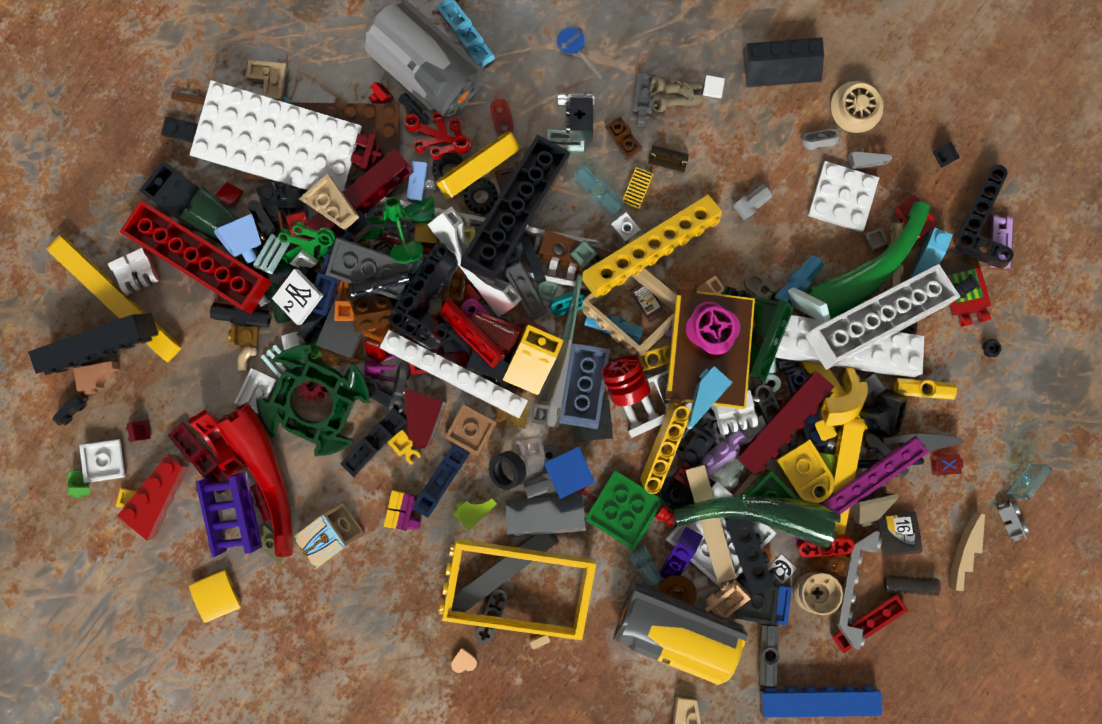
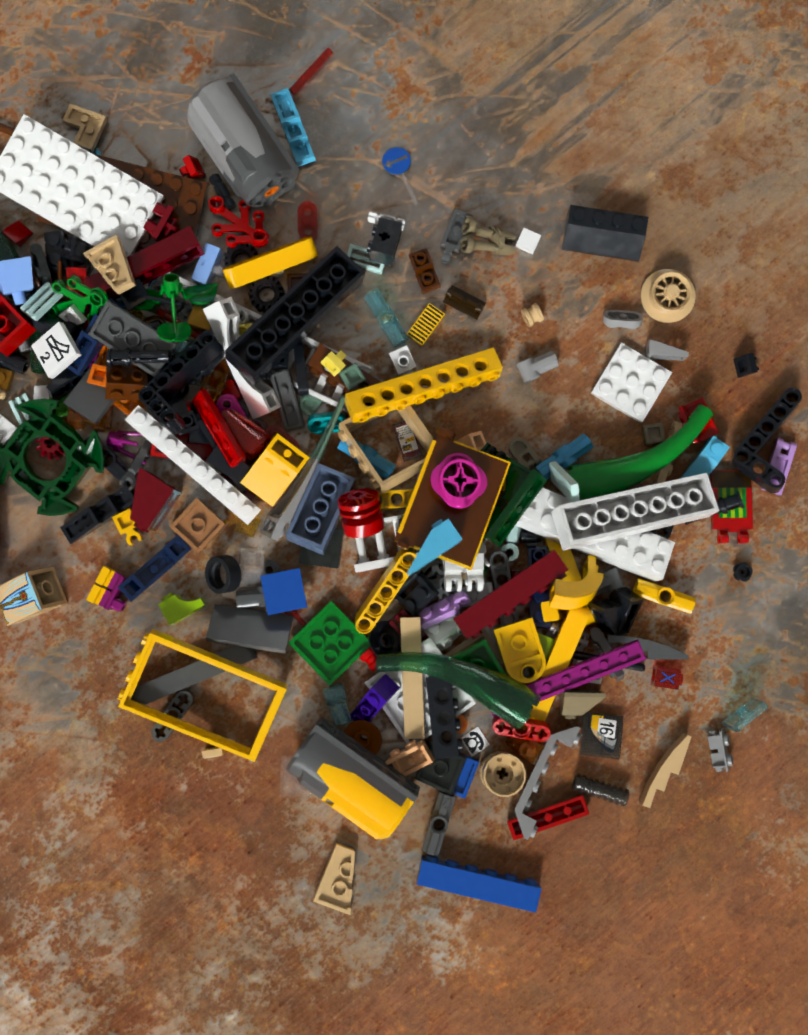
camera: 20 degrees right, 0 degrees up
(374, 351) = (120, 423): red tile -> none
(463, 661) = (133, 754): light nougat tile -> none
(564, 245) = (333, 362): none -> light yellow tile
(735, 155) = (532, 315): none -> tan wheel

